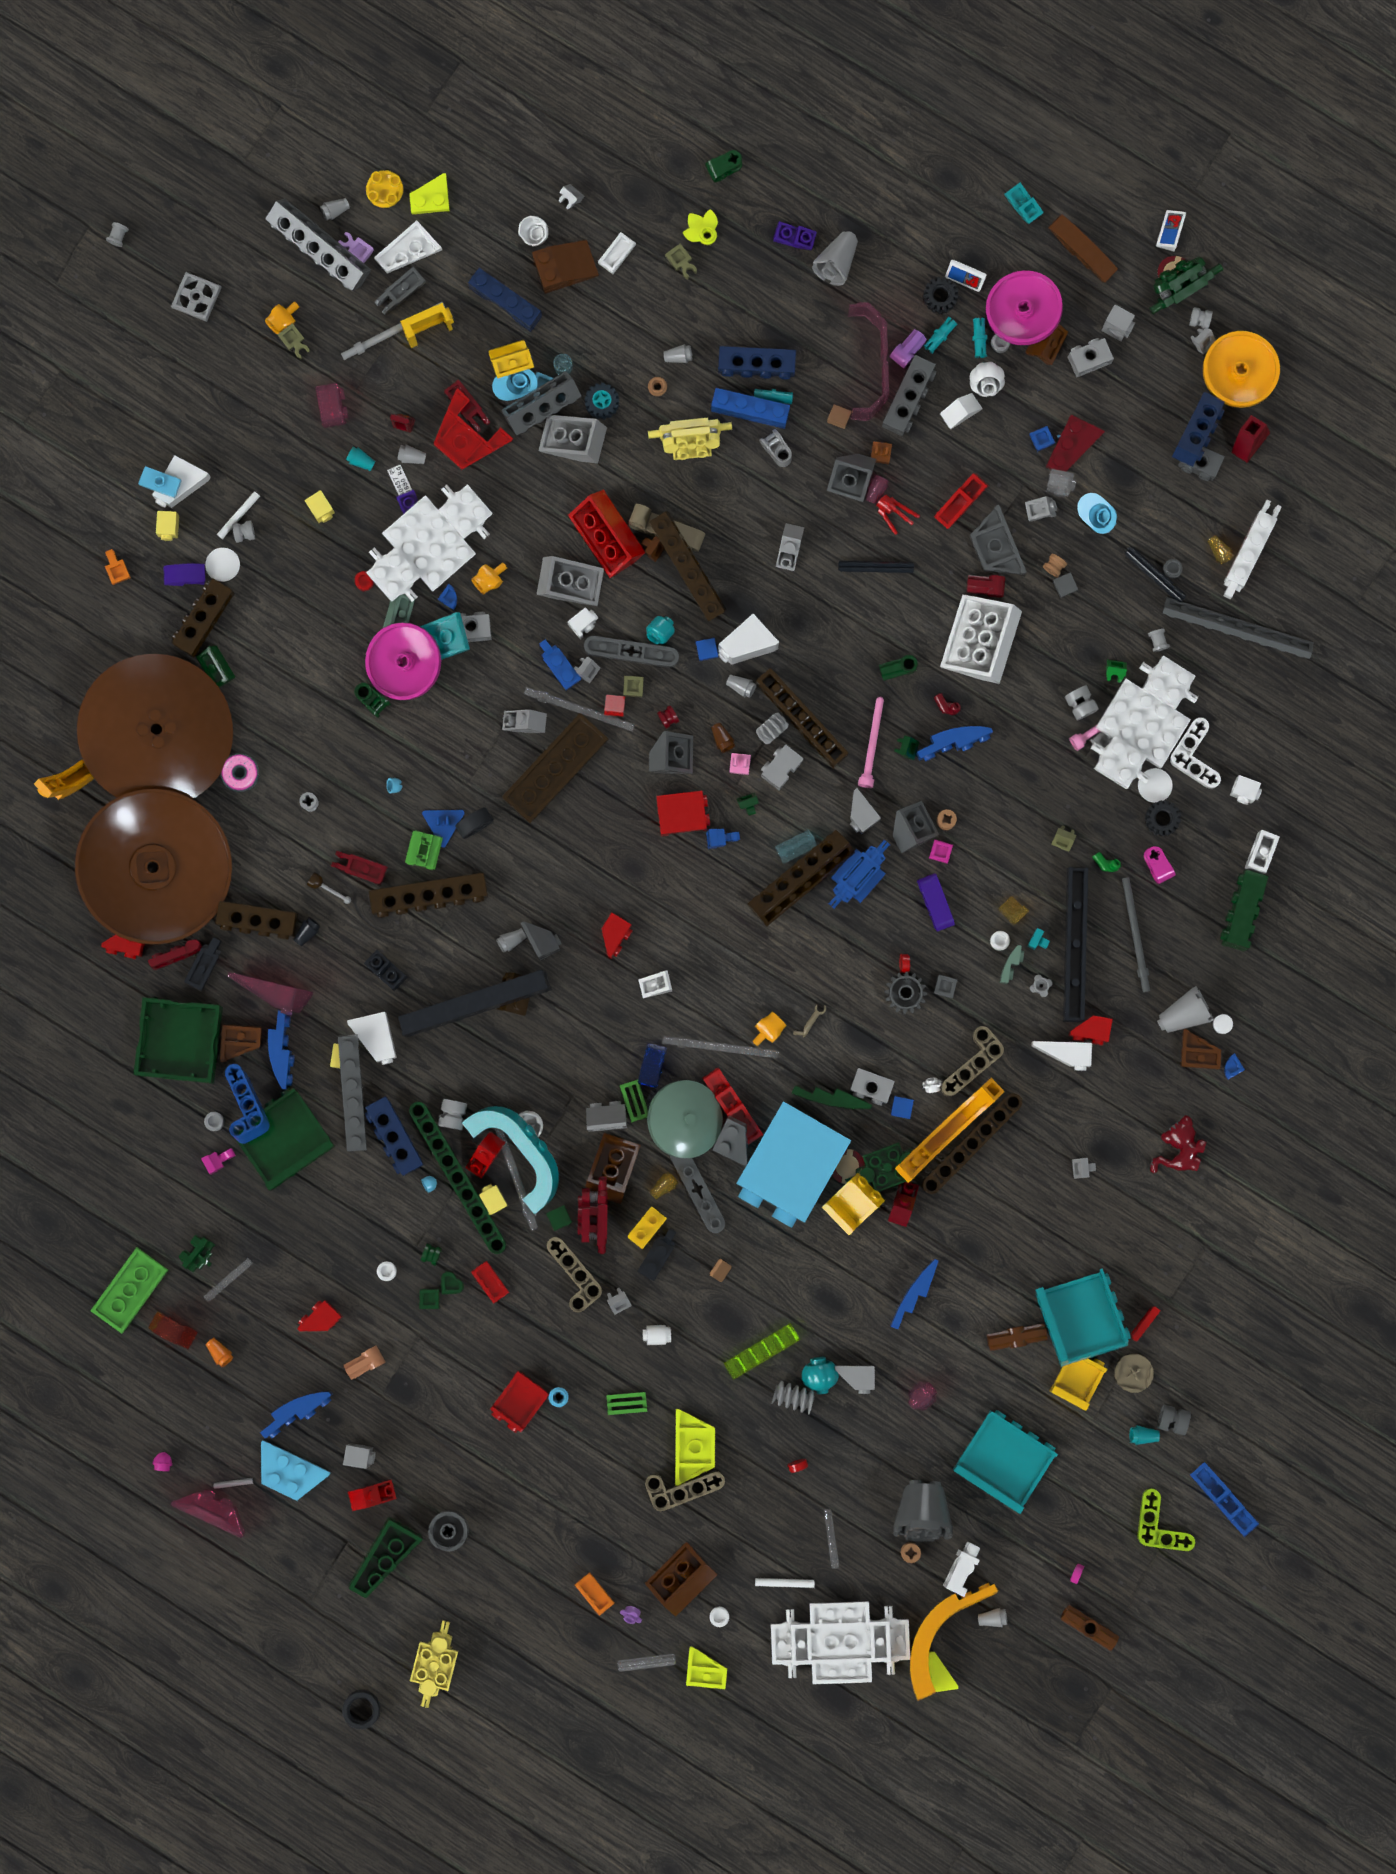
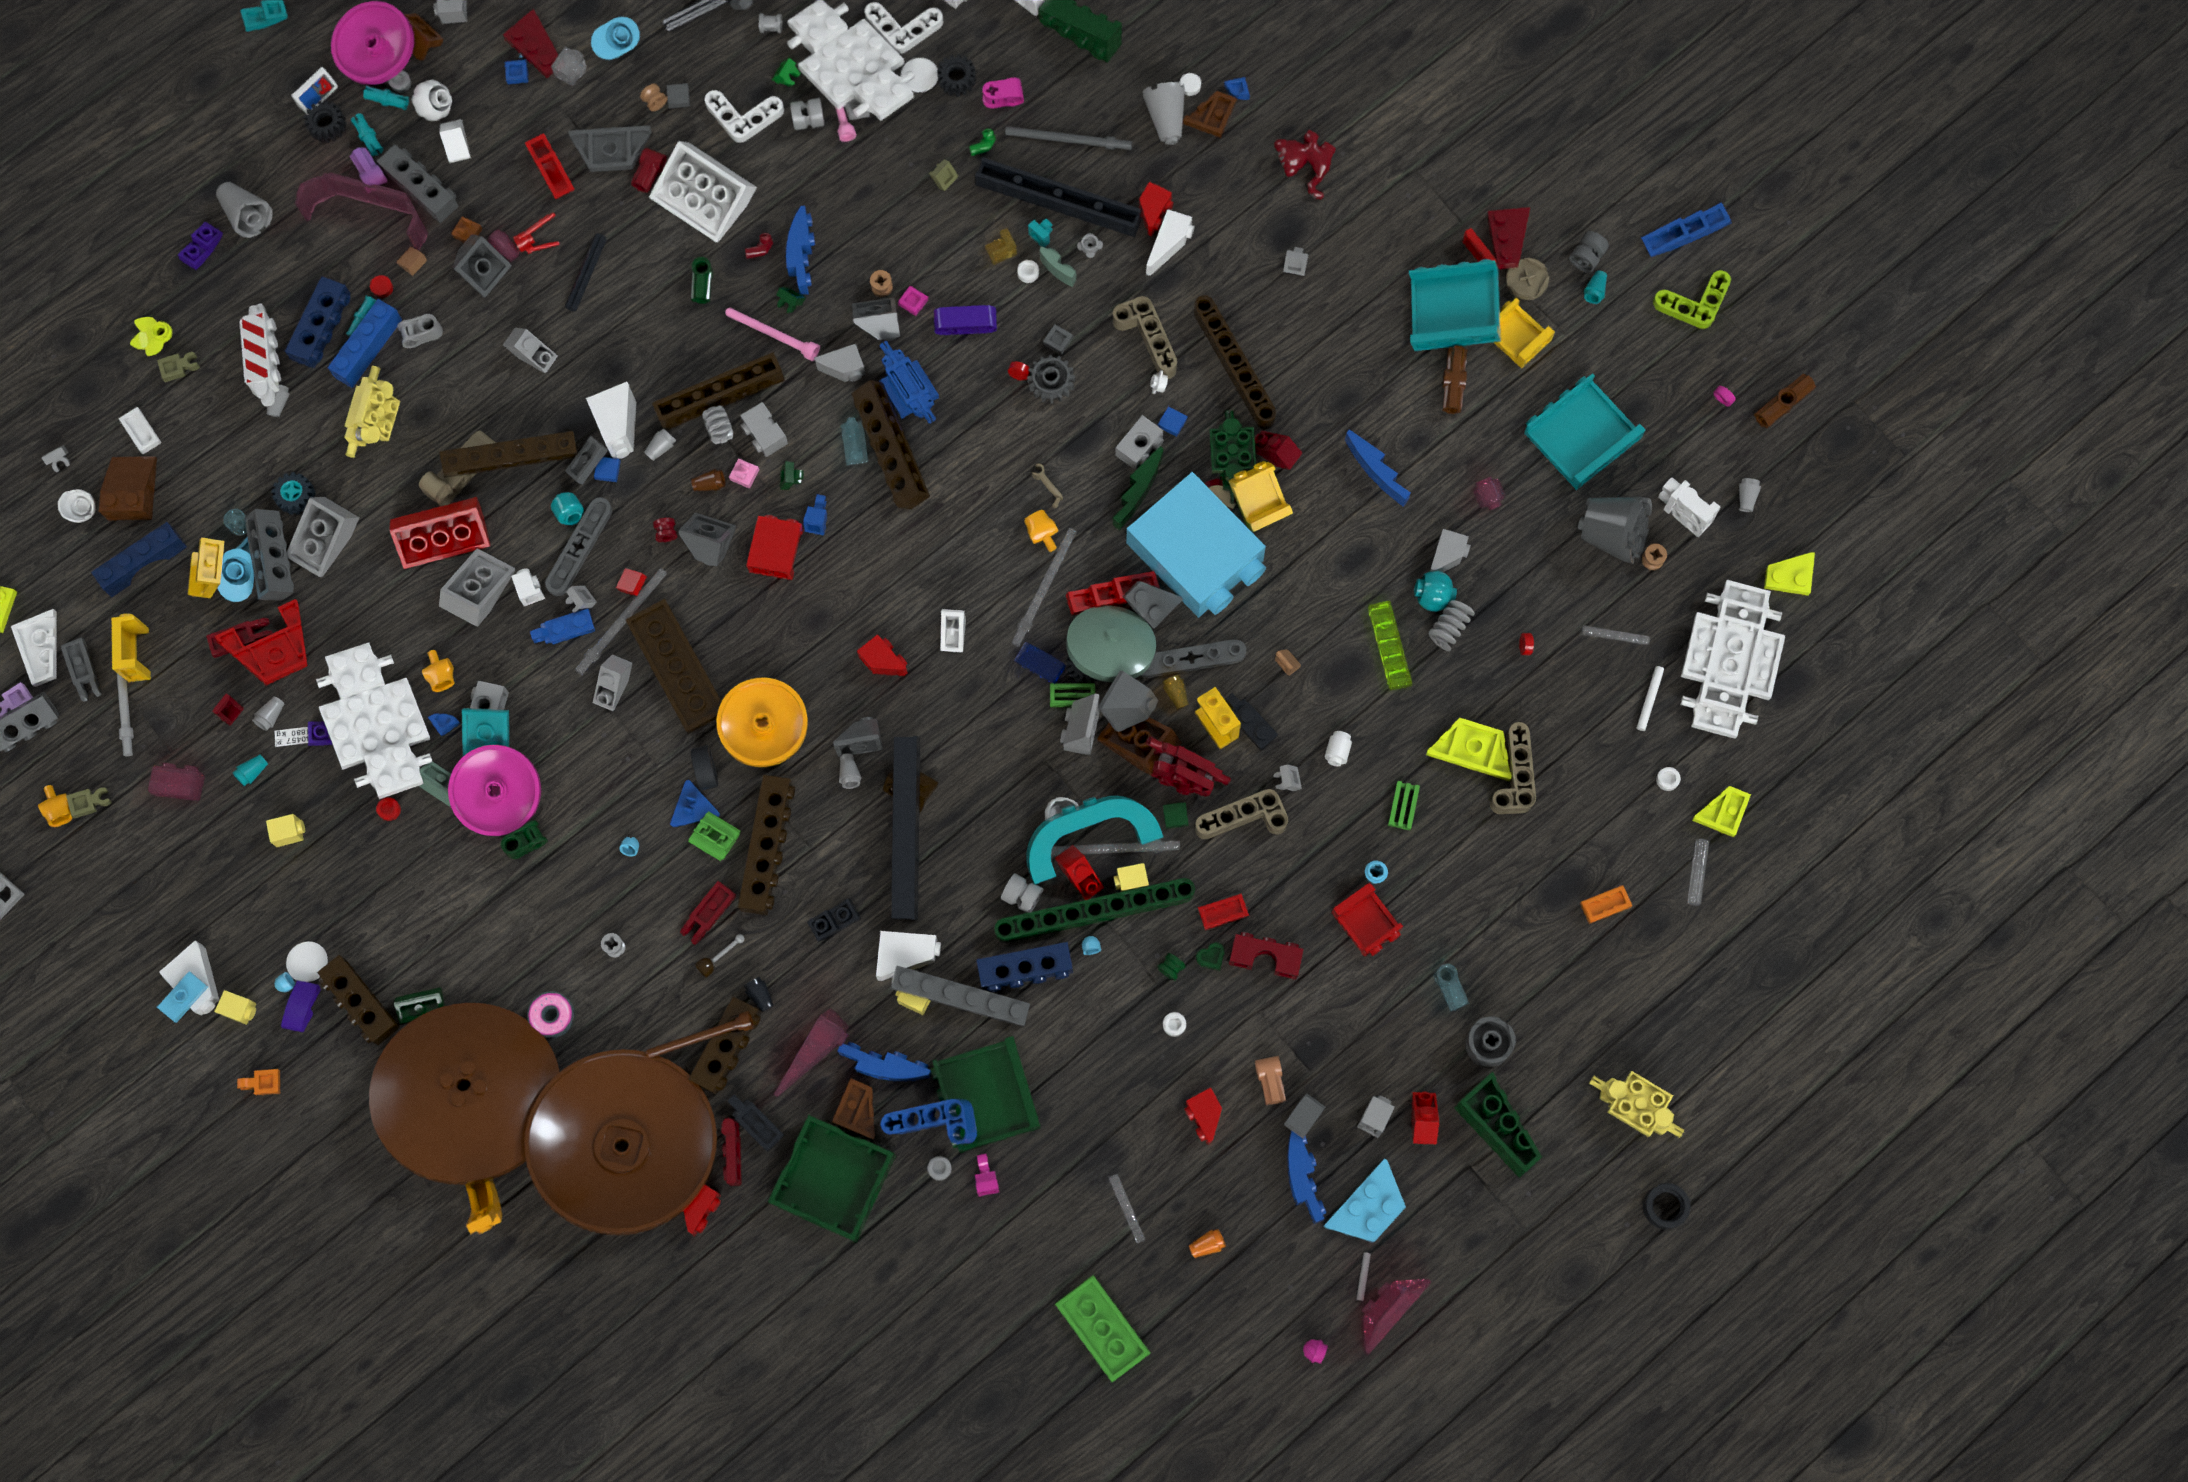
camera: 70 degrees left, 10 degrees down
(172, 1330) = (1164, 1290): clear red brick -> none
(199, 554) = (284, 982): none -> medium azure hinge
(199, 1256) = (1089, 1230): dark green hips -> none
(238, 515) = (258, 926): white bar -> none
(243, 531) = (278, 923): light grey wheel -> none
(275, 927) = (742, 1022): none -> reddish brown piece
(342, 1399) = (1304, 1115): none -> dark grey slope
(429, 1299) = (1220, 986): dark green tile -> none
(465, 1311) = (1286, 956): none -> dark red arch
(484, 1487) = (1451, 990): none -> clear light blue piece
(527, 856) = (762, 722): none -> light orange dish
(631, 1614) = (1641, 871): medium lavender plate -> none
(633, 686) = (617, 556): olive plate -> none
(635, 1149) = (1127, 702): none -> dark grey slope
(653, 548) = (474, 488): reddish brown tile -> none
(657, 380) = (298, 428): medium nougat plate -> none
(681, 1579) = (1615, 805): reddish brown slope -> none
(706, 630) = (586, 460): none -> dark grey plate
(710, 326) = (260, 354): none -> white hinge
(721, 166) = (93, 290): dark green piece -> none
(807, 401) = (381, 286): none -> red tile
(919, 1658) = (1757, 571): light orange arch -> none
(949, 1129) = (1208, 373): light orange arch -> none
(1041, 508) = (588, 93): light grey bracket -> none
(1057, 644) = (739, 122): none -> white beam
(1168, 1344) = (1507, 235): none -> dark red wing

